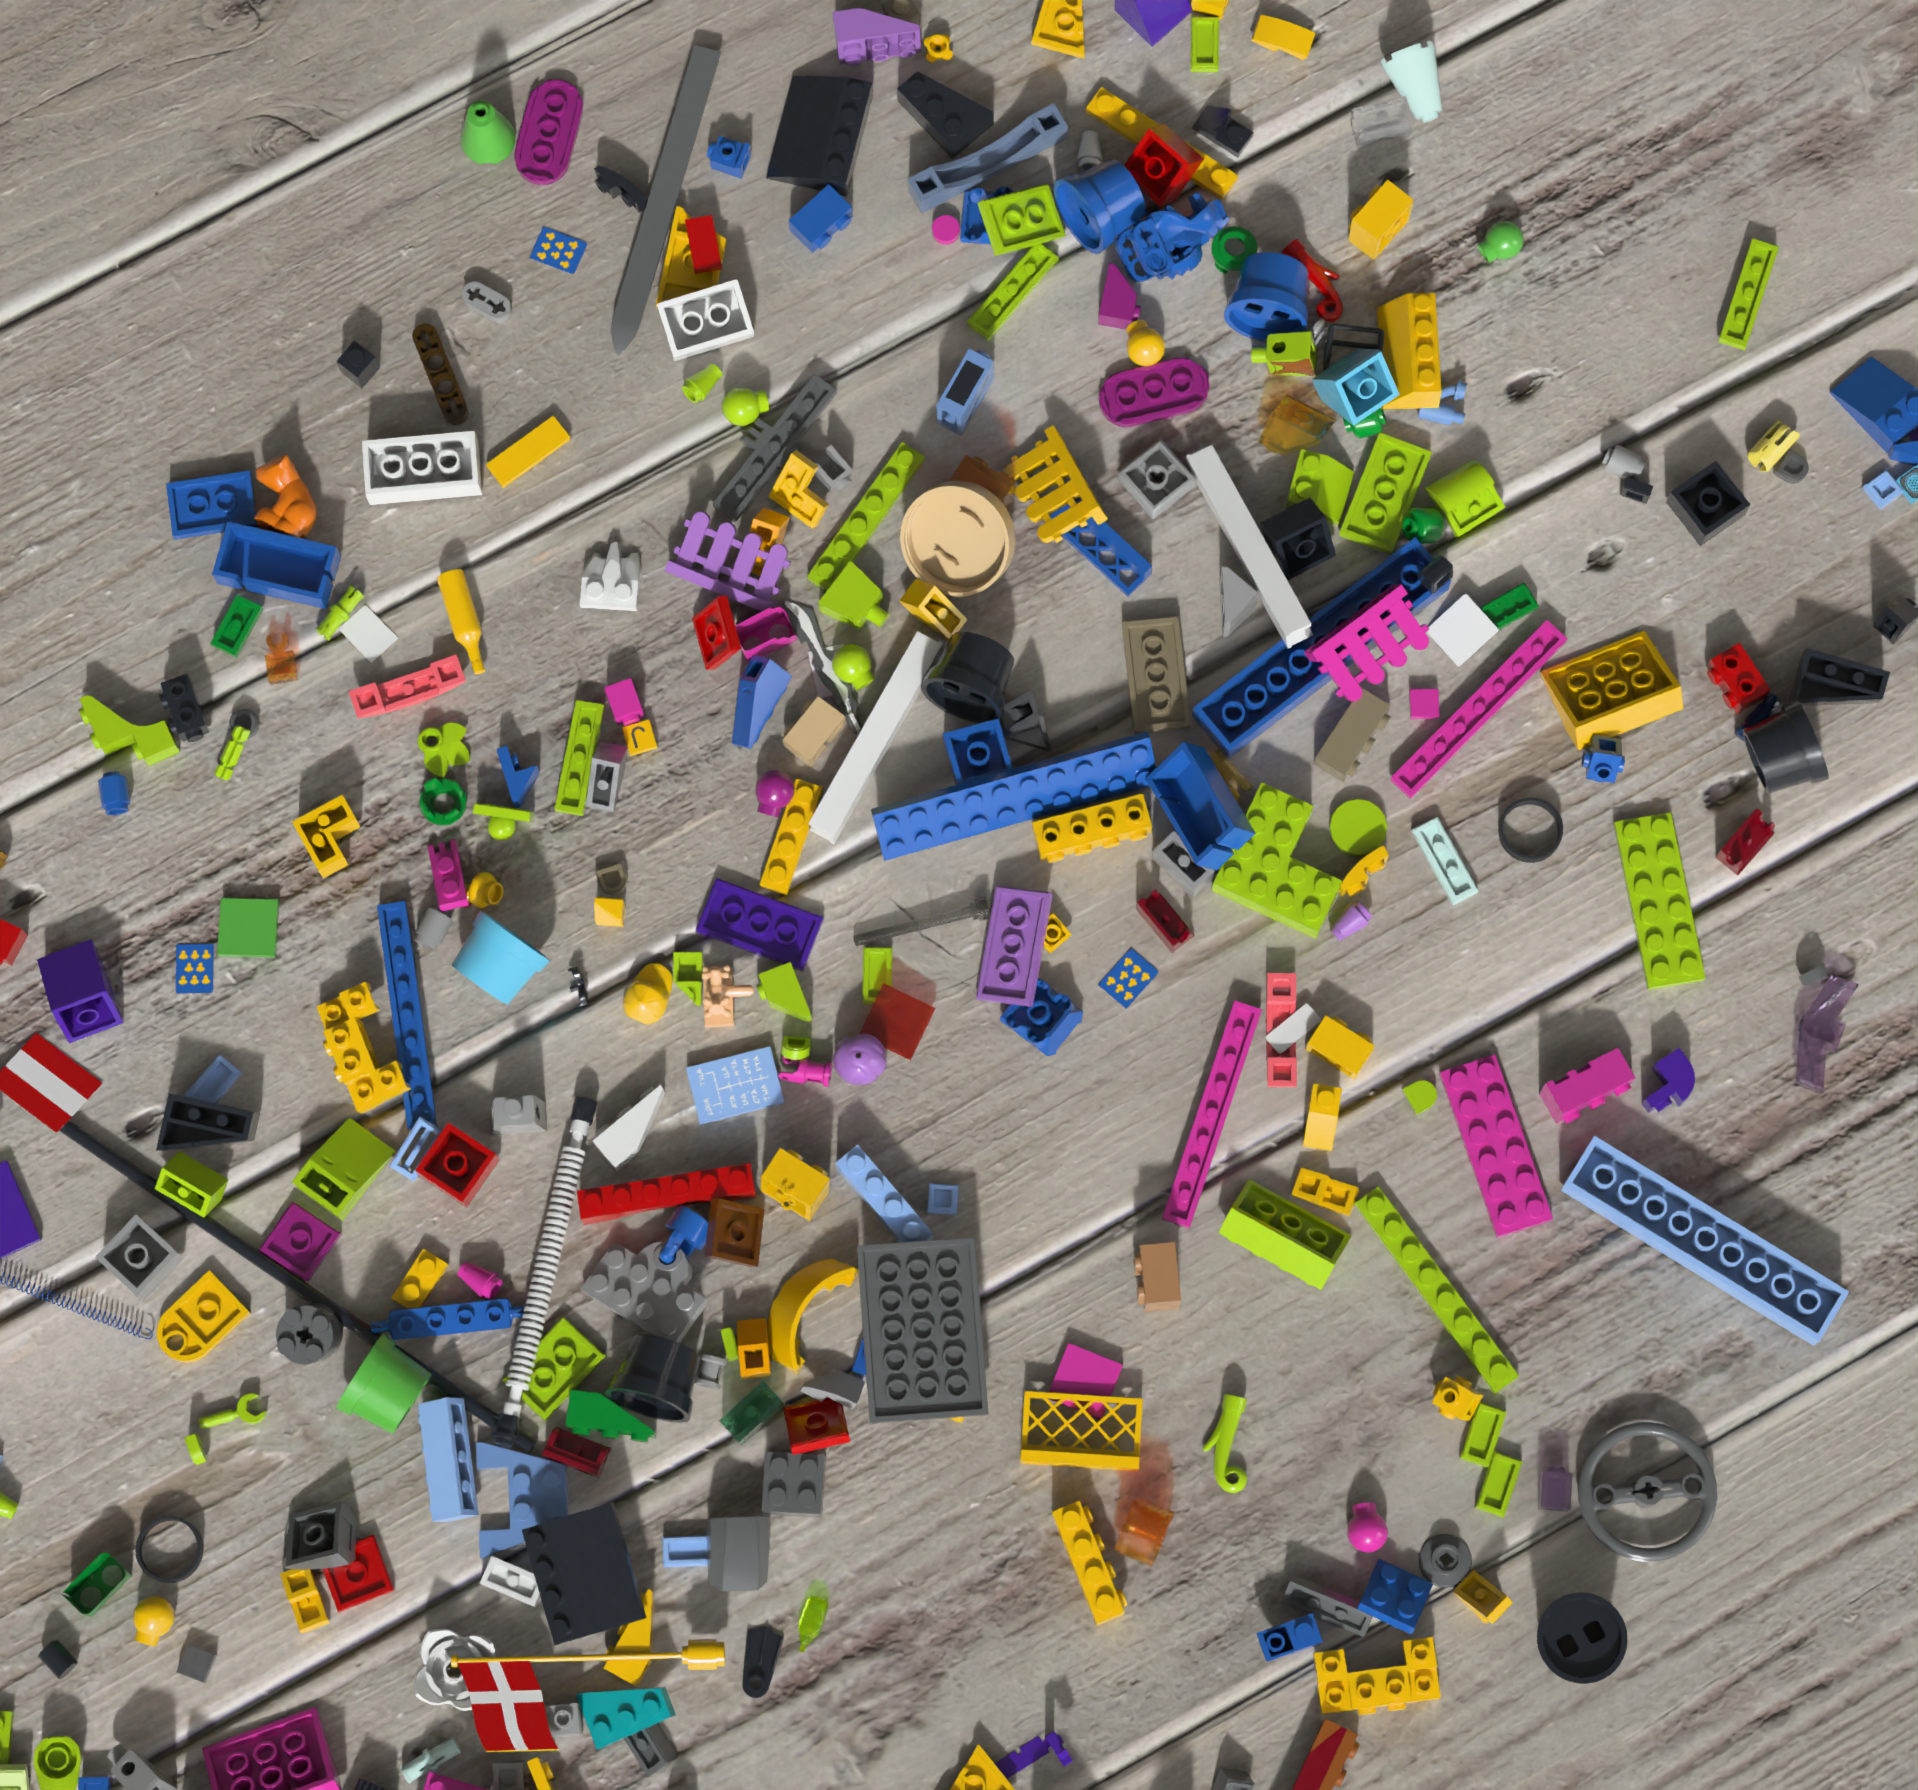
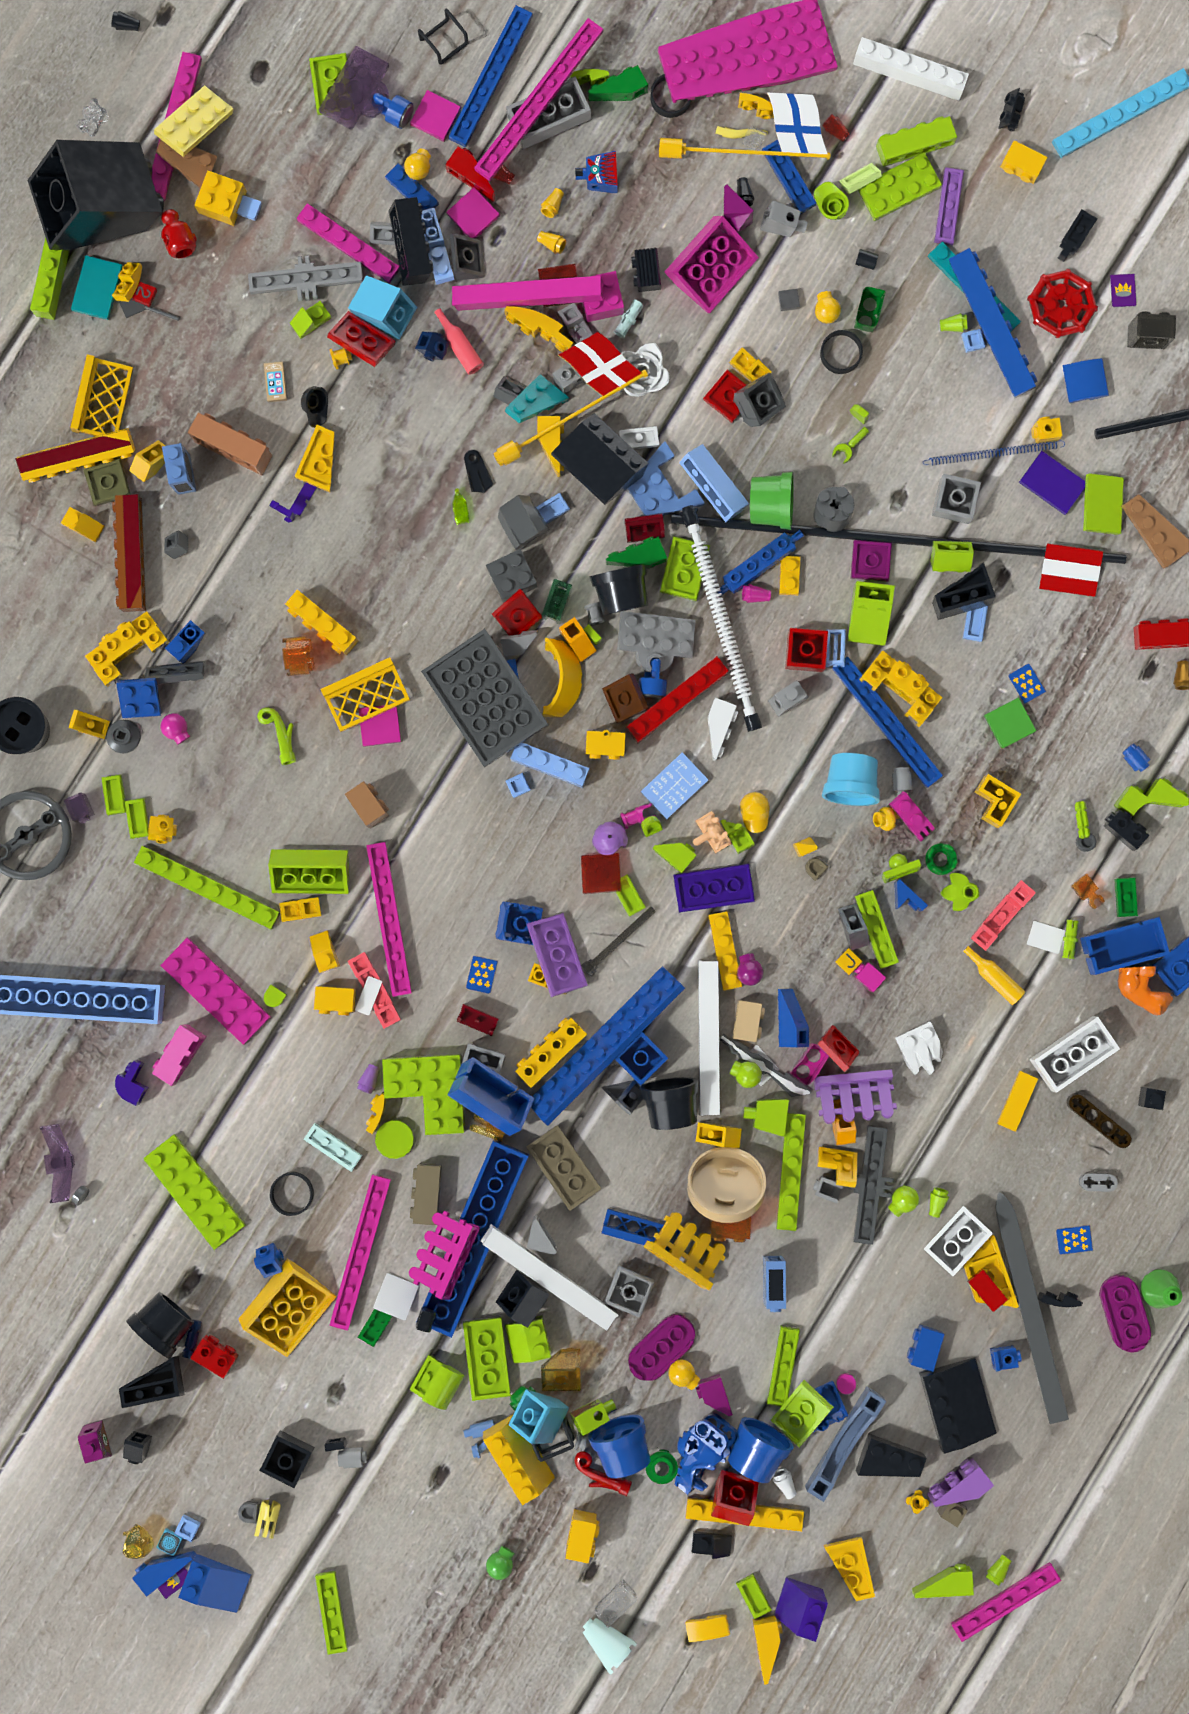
camera: 150 degrees right, 10 degrees up
(79, 991) = (1085, 631): dark purple slope -> none
(201, 1317) = (901, 487): yellow tile -> none
(582, 993) = (797, 795): black piece -> none
(1424, 524) = (452, 1350): green head -> none
(1424, 703) = (395, 1238): dark pink tile -> none
(1746, 842) = (160, 1255): dark red hinge -> none

